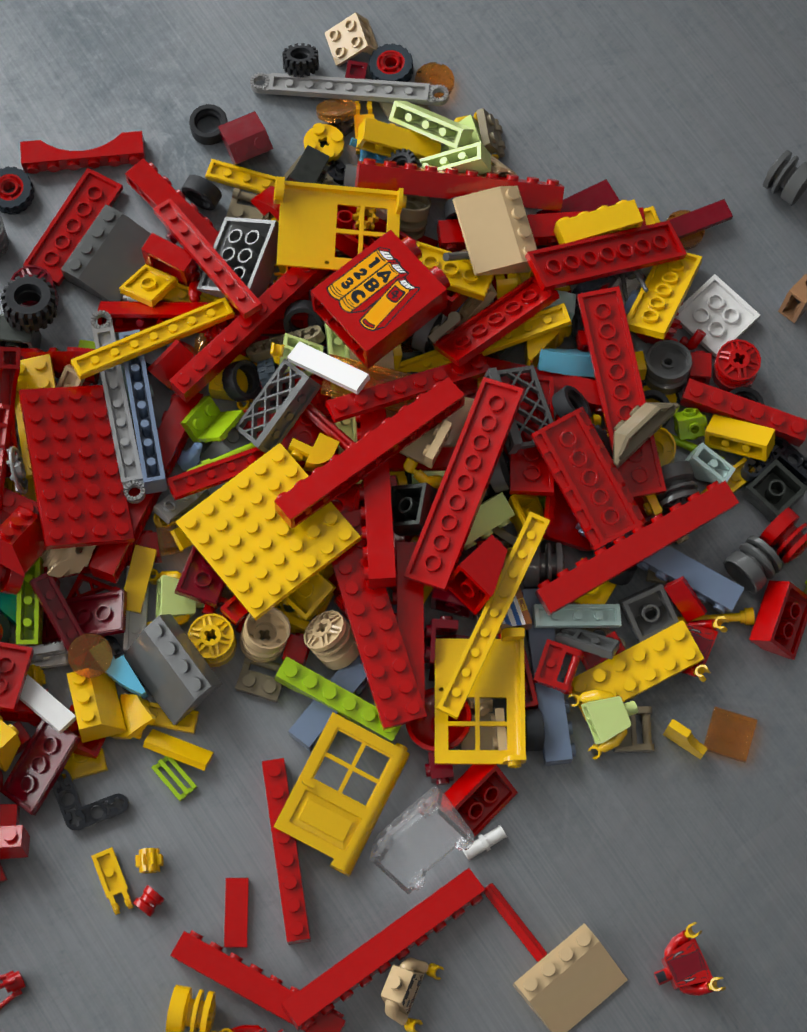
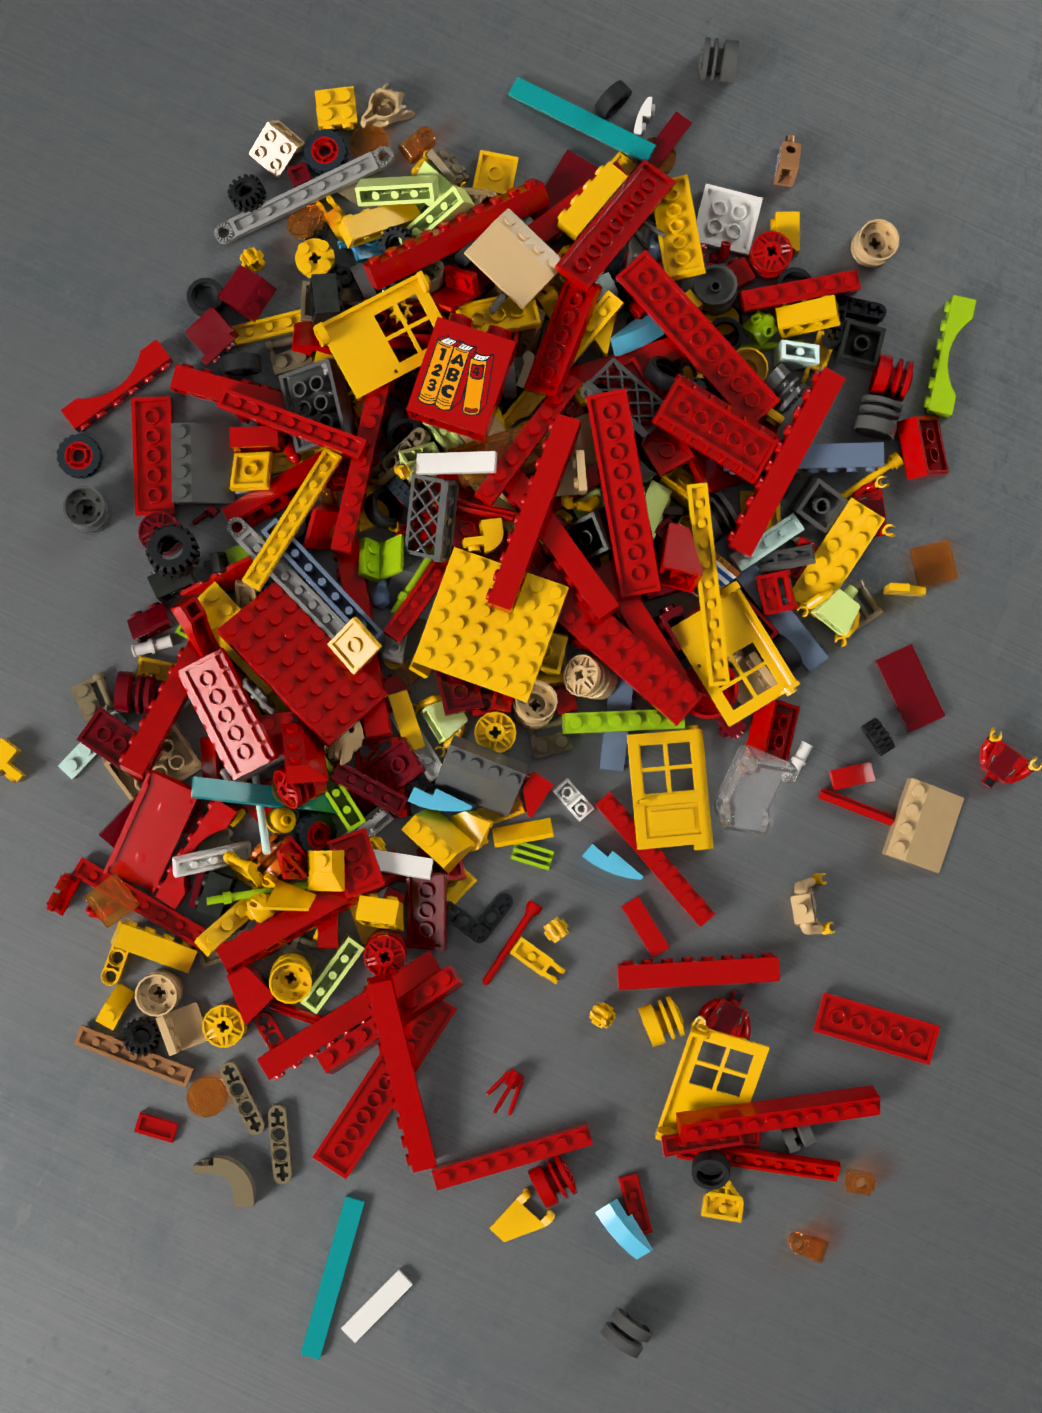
camera: 35 degrees left, 15 degrees up
(65, 341) = (217, 563): none -> dark grey tile
(90, 299) = (210, 511): none -> dark red hand
(90, 655) = (412, 805): clear orange tile -> none
(132, 475) = (354, 645): none -> yellow tile
(138, 829) = (531, 910): none -> red piece
(139, 972) = (602, 1015): none -> yellow gear
(148, 901) = (575, 959): red wheel -> none
(192, 156) = (212, 335): none -> dark red bracket
(212, 717) = (535, 791): none -> red slope
(242, 829) = (612, 863): none -> medium azure slope
(246, 748) = (572, 799): none -> white slope
(269, 115) = (252, 259): none -> yellow gear
(382, 949) = (774, 888): red brick -> none
(424, 38) = (336, 108): none -> yellow plate
(434, 230) = (460, 288): none -> red bracket
(465, 58) = (385, 108): none -> tan piece
(471, 101) = (415, 145): none -> clear orange piece
(528, 888) = (852, 776): none -> red slope
(530, 160) = (495, 172): none -> yellow plate
(575, 863) = (878, 736): none -> black tyre
(634, 162) = (581, 120): none -> teal tile
(636, 839) = (910, 688): none -> dark red tile
(639, 428) = (732, 364): dark tan wedge -> none
(673, 158) = (613, 99): none -> black tyre
(685, 599) = (842, 478): red tile -> none
(690, 189) = (644, 115): none -> white slope
(770, 350) = (789, 225): none -> yellow slope

